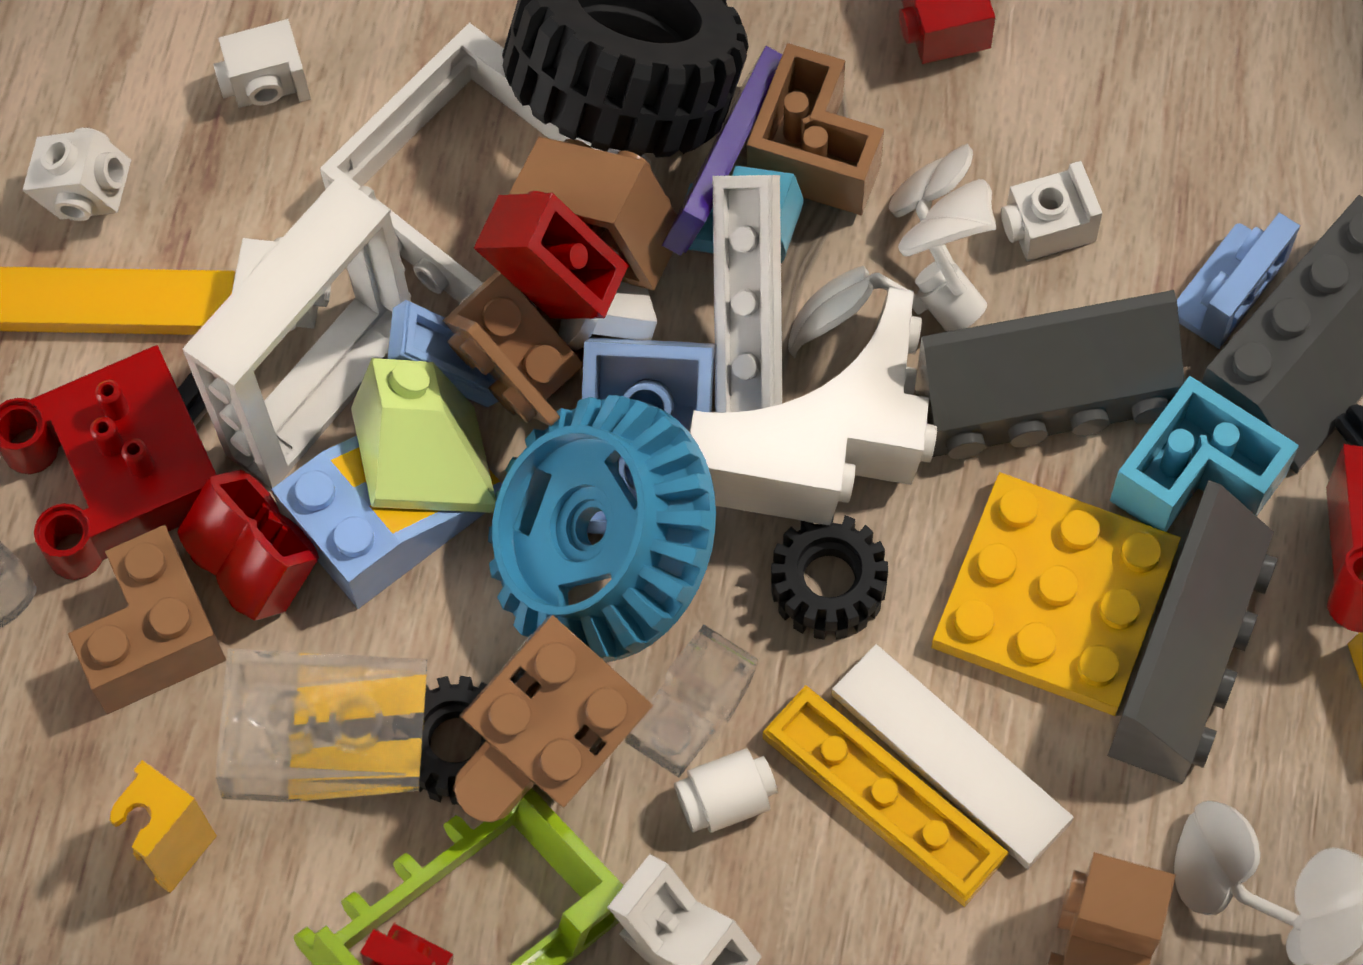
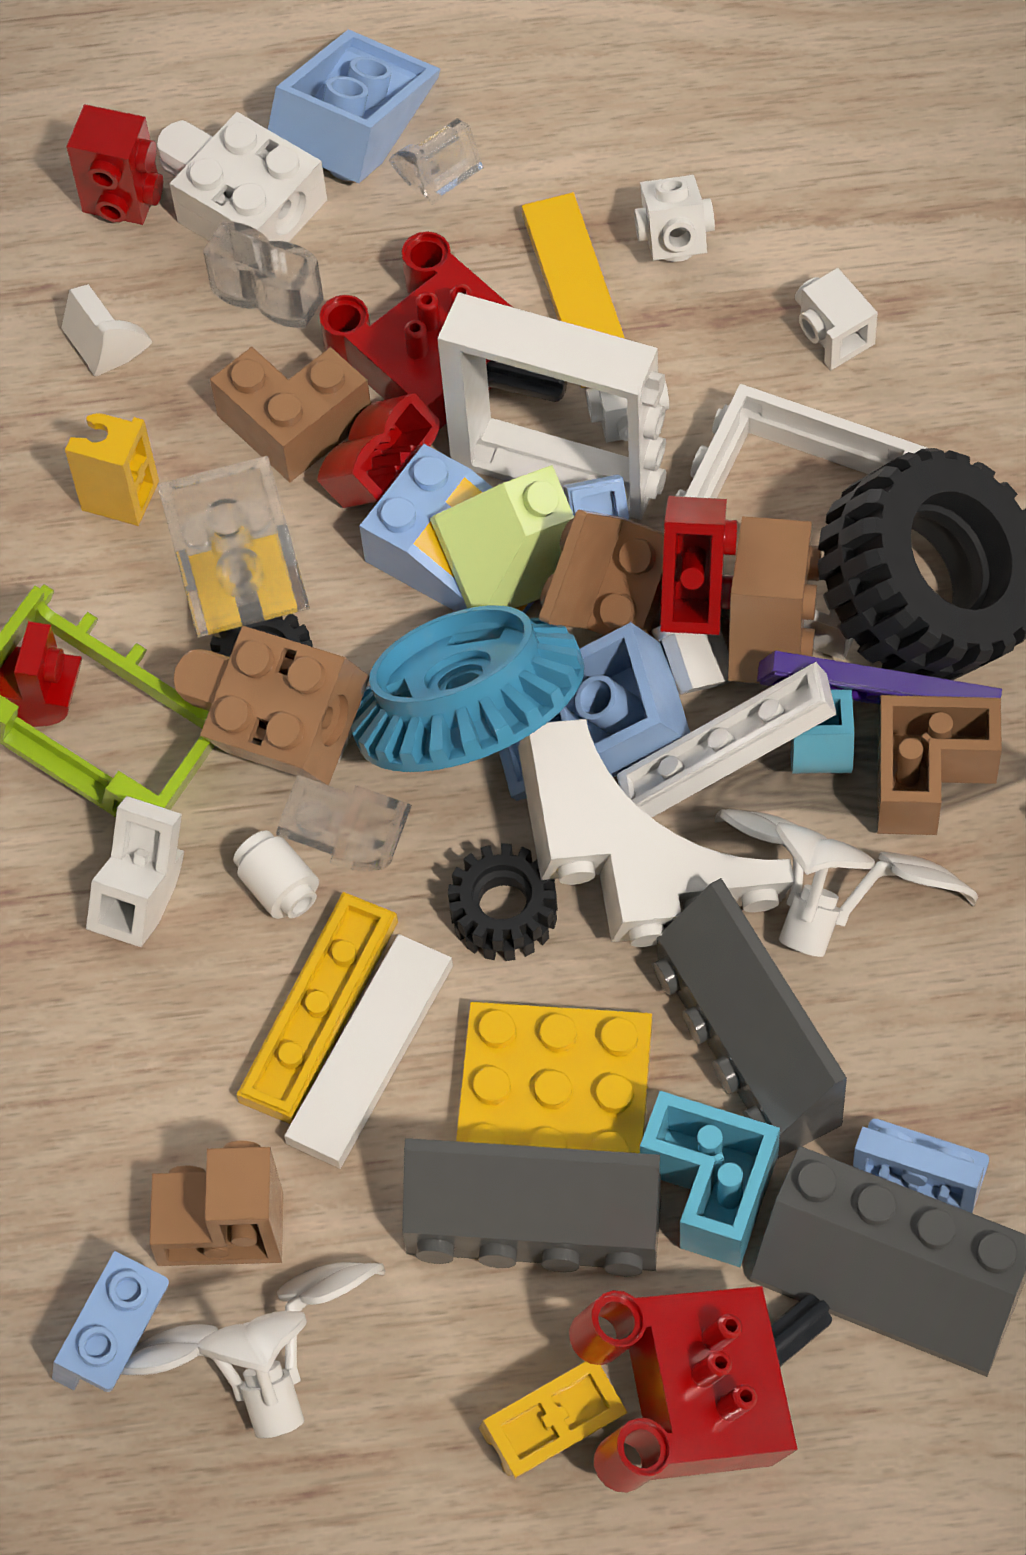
camera: 75 degrees right, 5 degrees down
(1049, 231) = (934, 1005): white brick -> none

